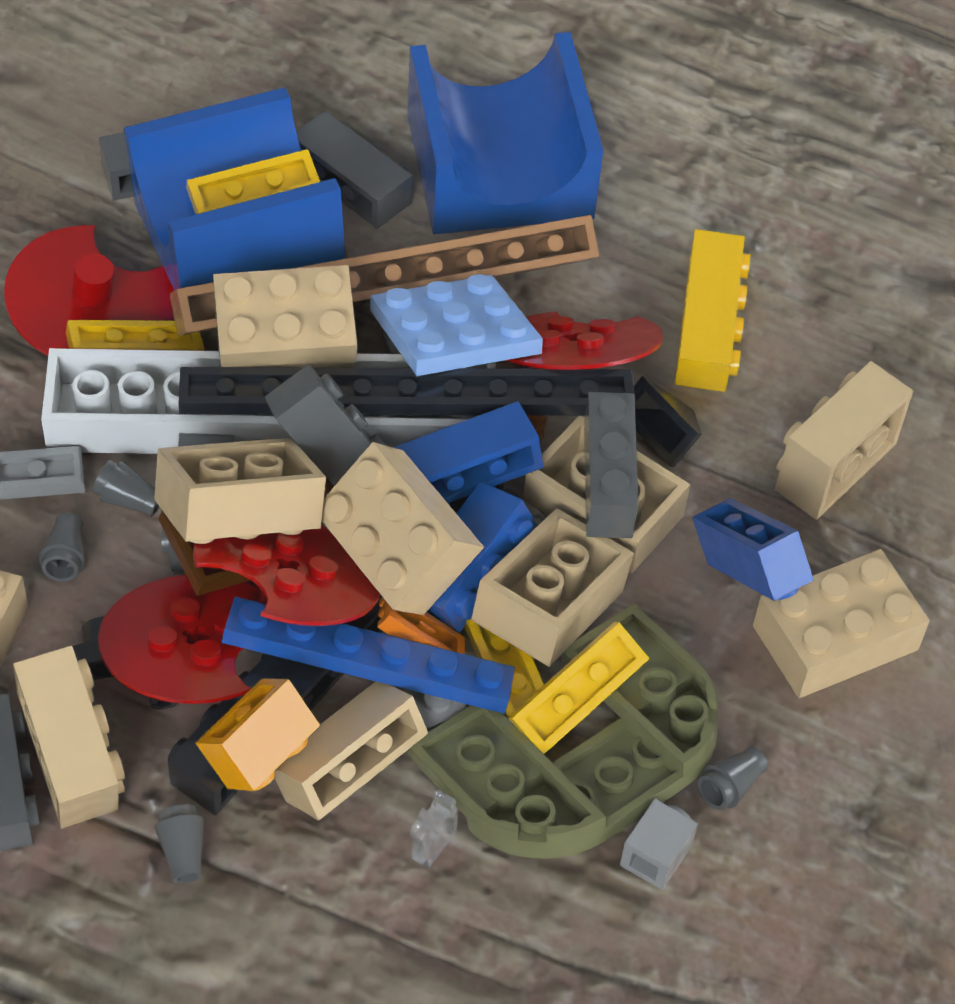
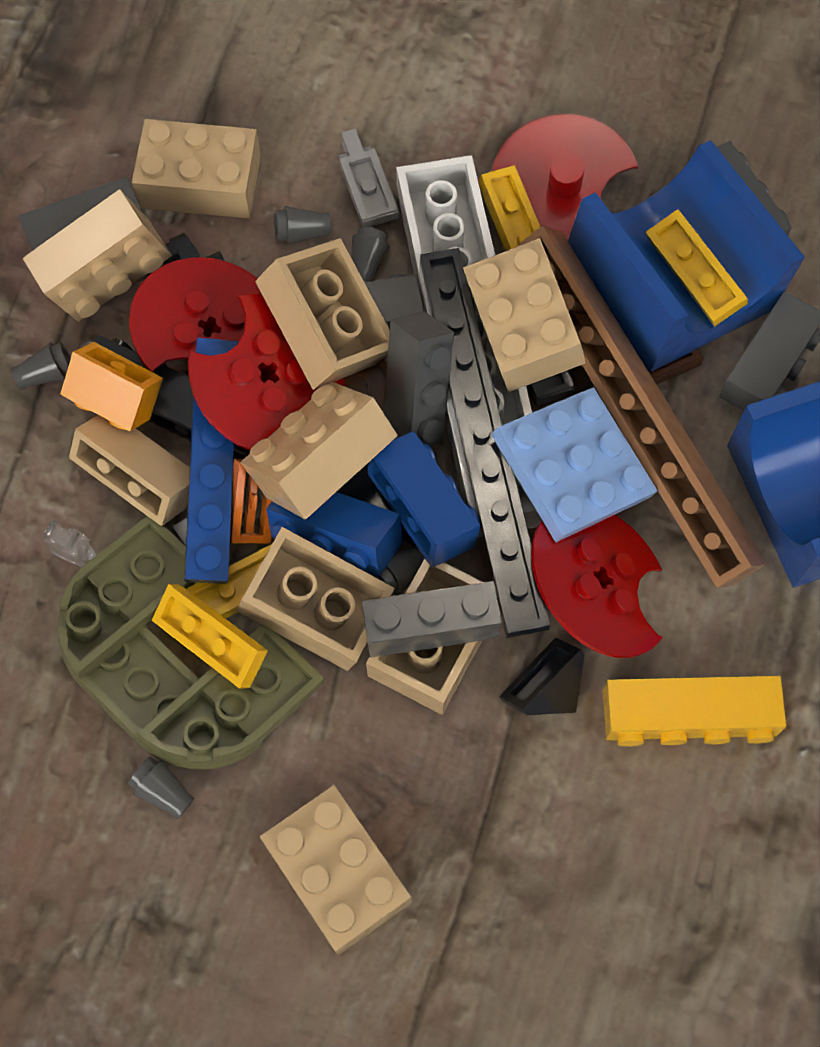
camera: 85 degrees right, 15 degrees up
(658, 843) = (83, 730): light grey brick -> none
(753, 549) = (377, 768): blue brick -> none
(842, 439) = (545, 849): tan brick -> none

